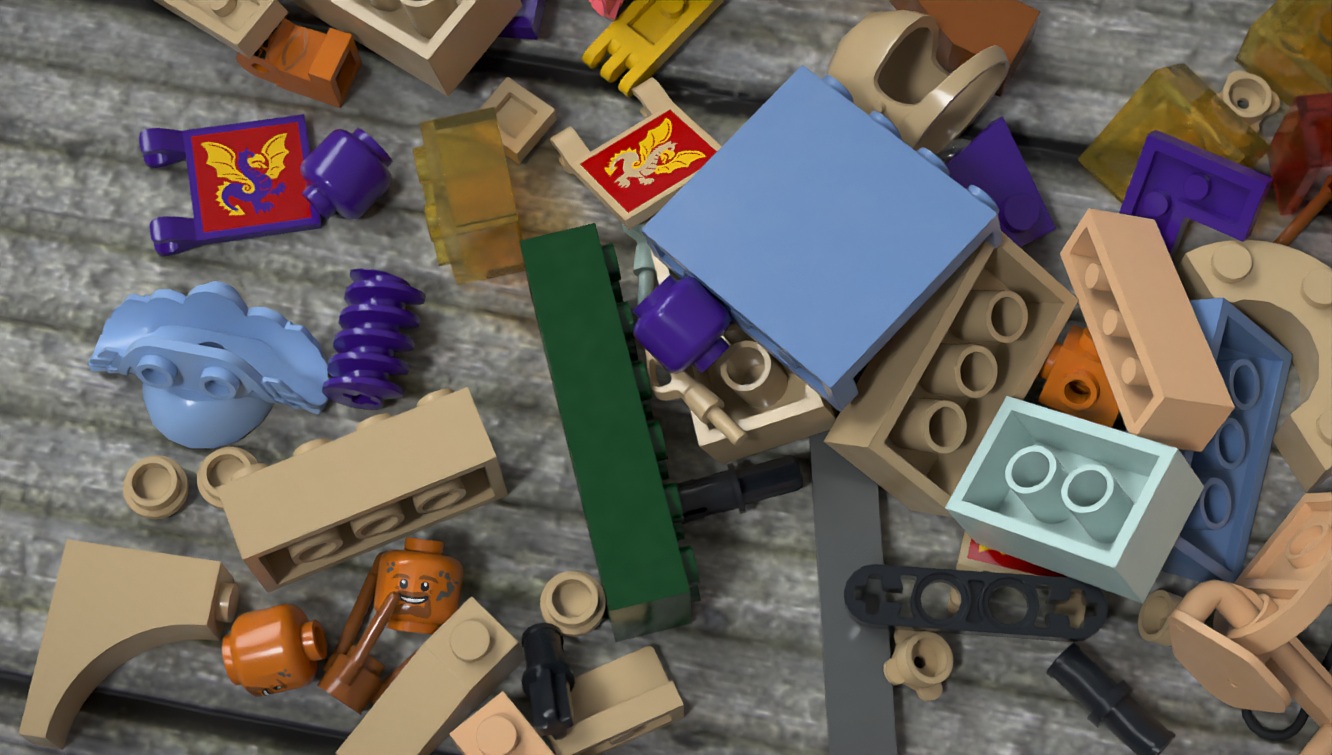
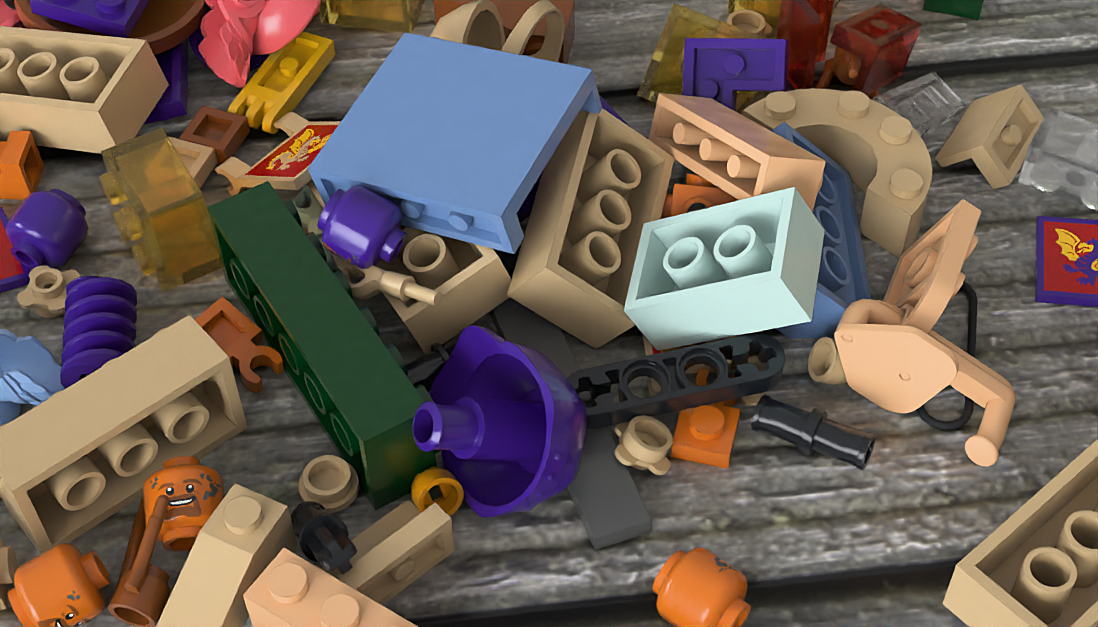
camera: 20 degrees left, 20 degrees down
(334, 270) = (46, 291): none -> tan plate
(509, 385) = (239, 340): none -> orange plate
(563, 81) = (217, 130): none -> dark orange plate
(681, 650) = (446, 483): none -> light orange hinge
(771, 609) = (503, 423): none -> dark purple piece
(998, 664) = (706, 431): none -> orange plate

